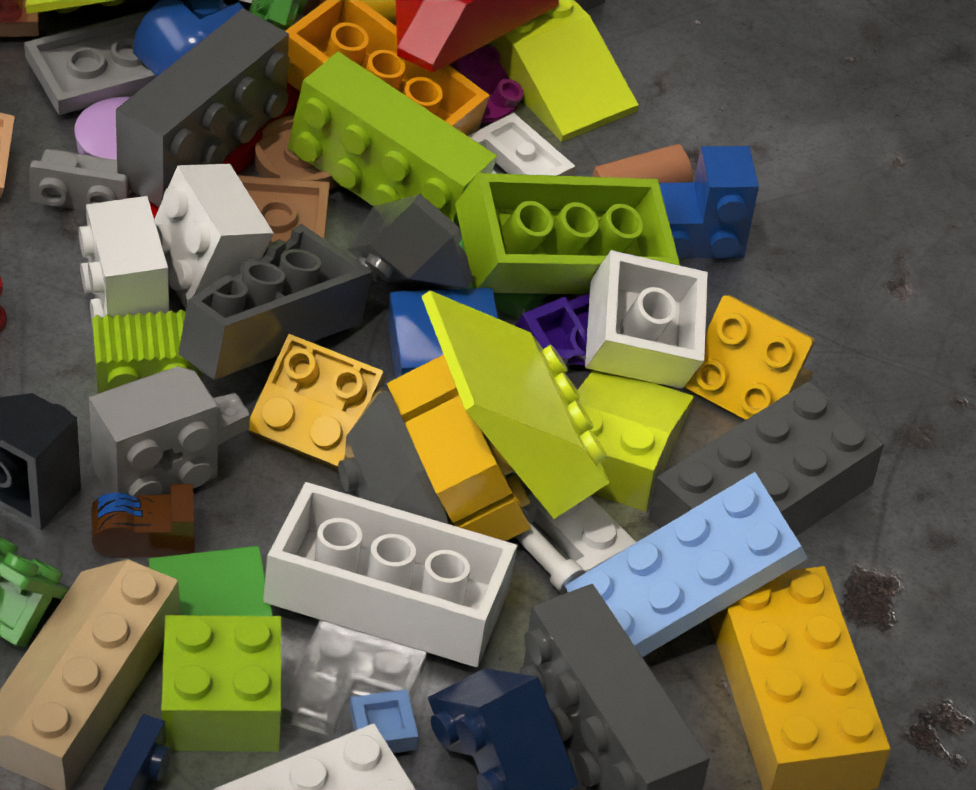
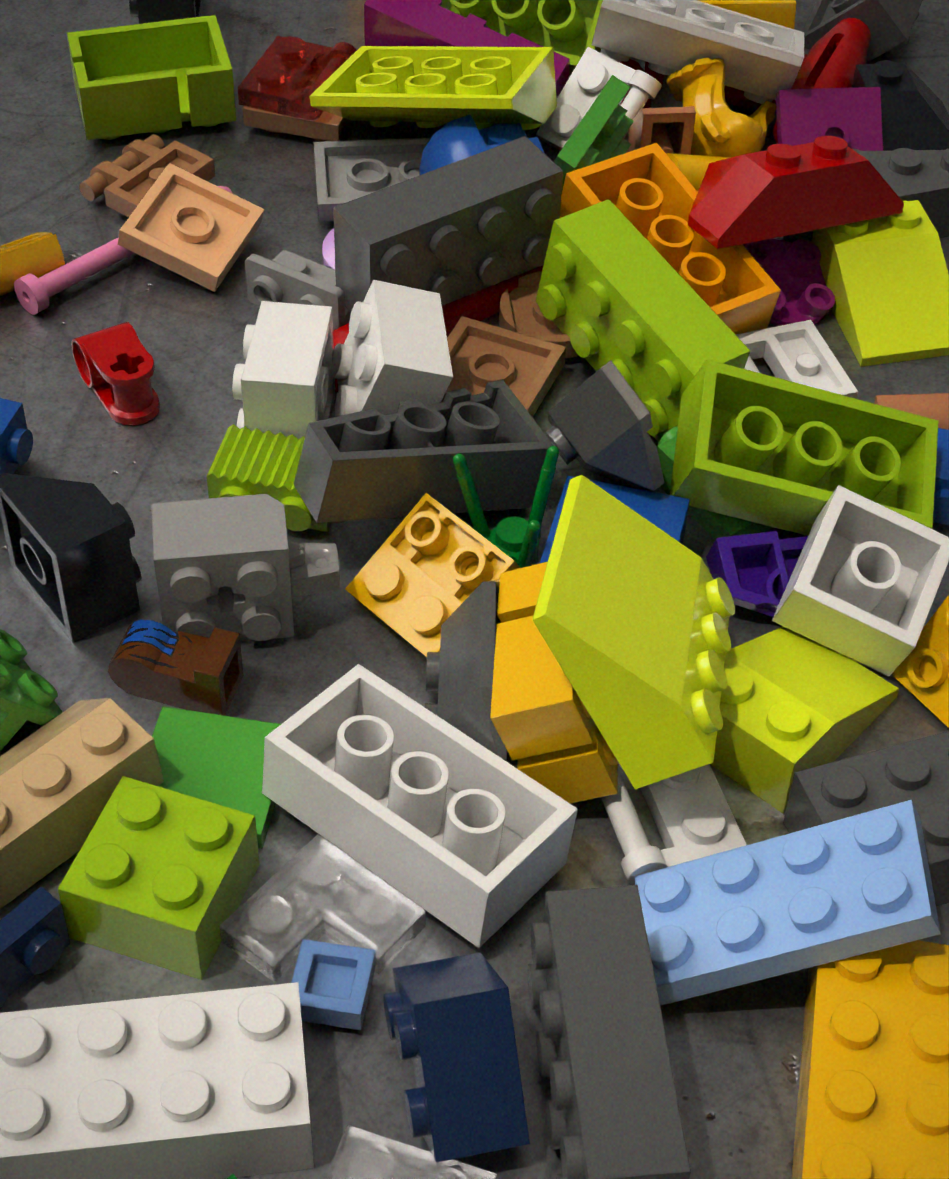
camera: 25 degrees right, 0 degrees up
(361, 347) = (512, 535): none -> green plant

